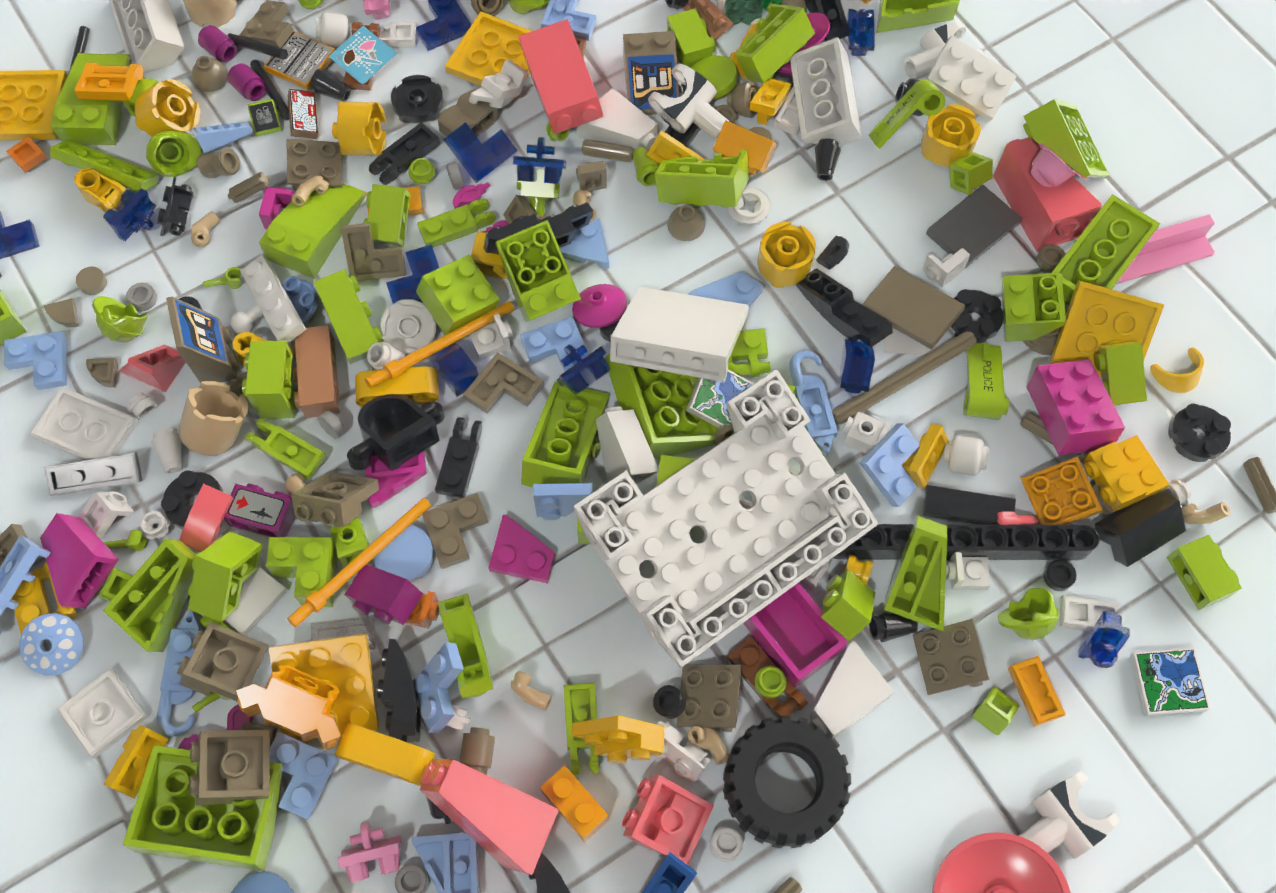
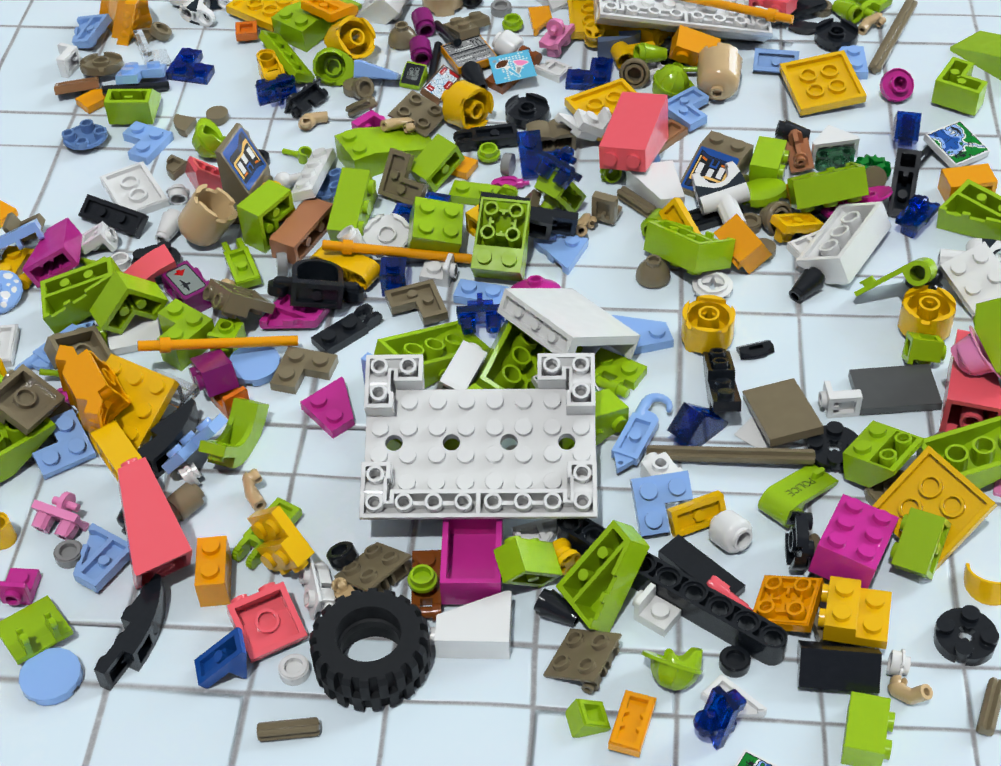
camera: 40 degrees right, 20 degrees down
(1032, 431) = (797, 543): none -> black plate

